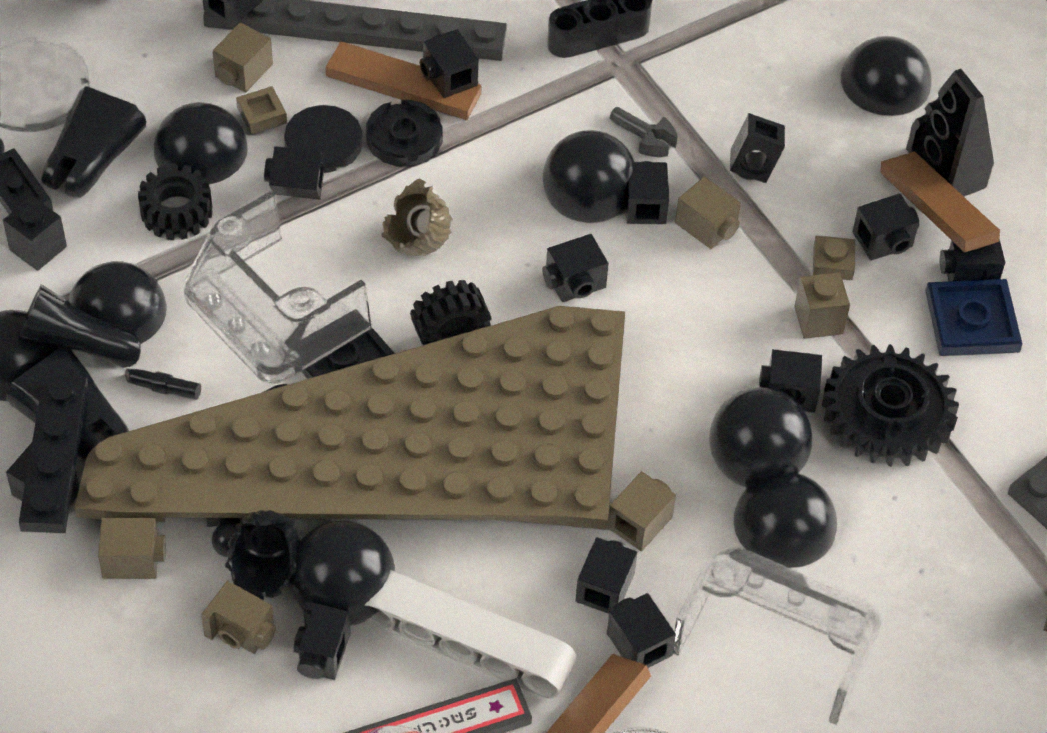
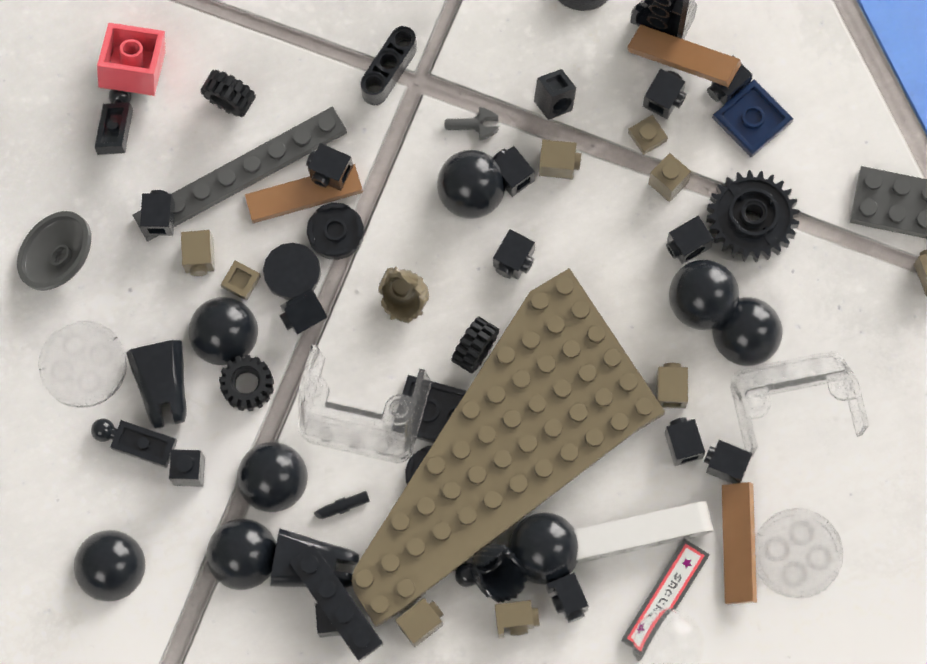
camera: 30 degrees left, 20 degrees up
(62, 324) = (269, 518): black piece -> none

